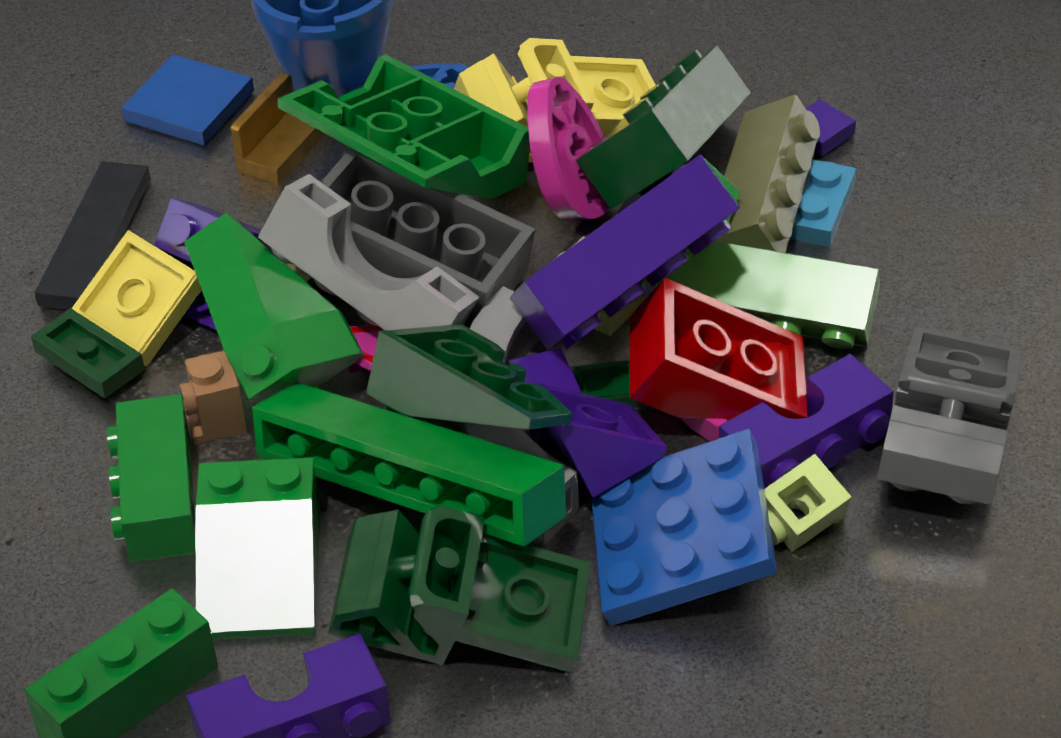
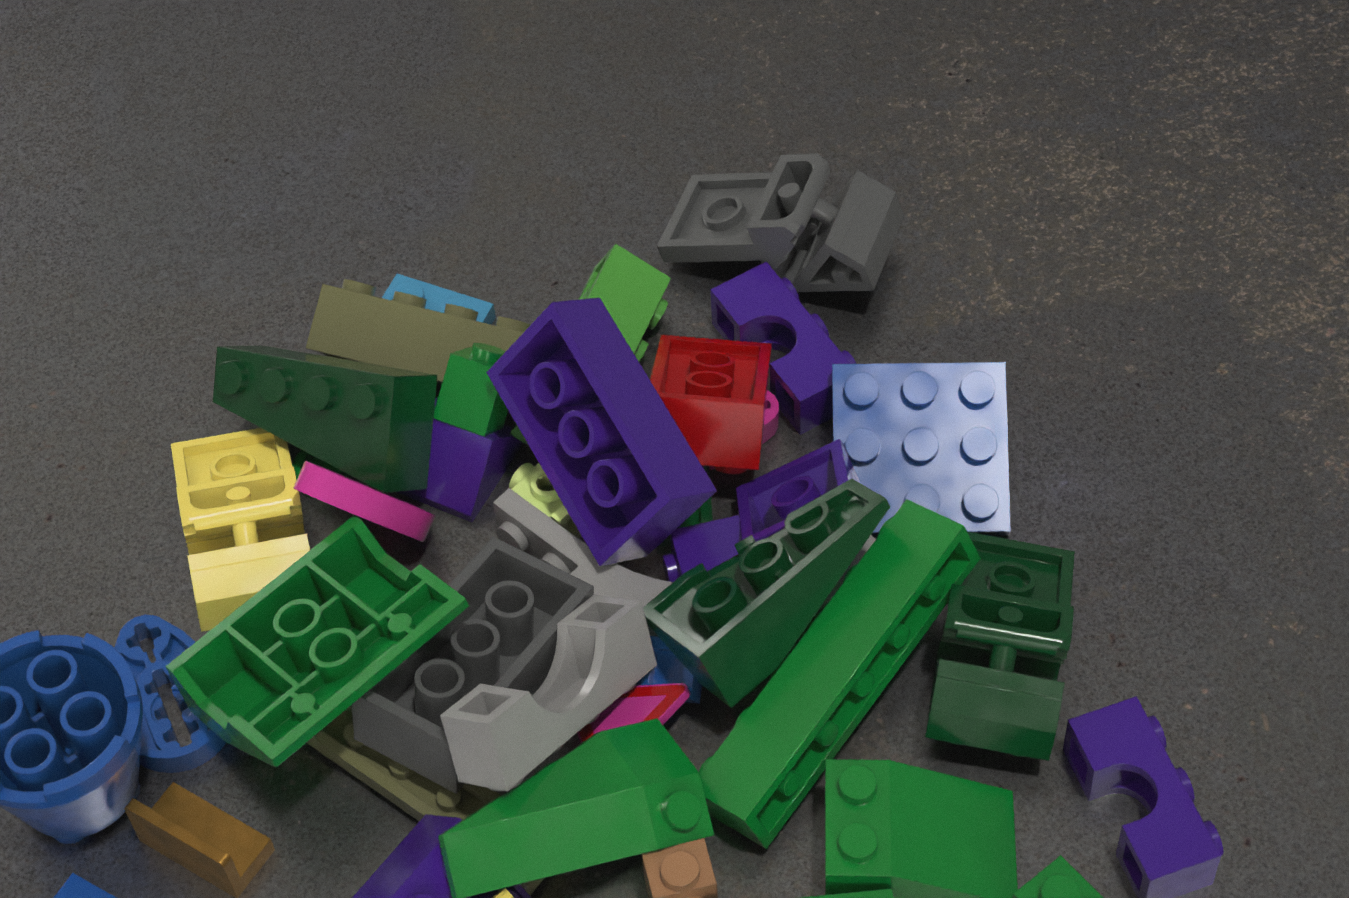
camera: 85 degrees left, 10 degrees up
(814, 492) = (888, 340): yellowish green brick -> none
(833, 125) = (301, 297): dark purple tile -> none

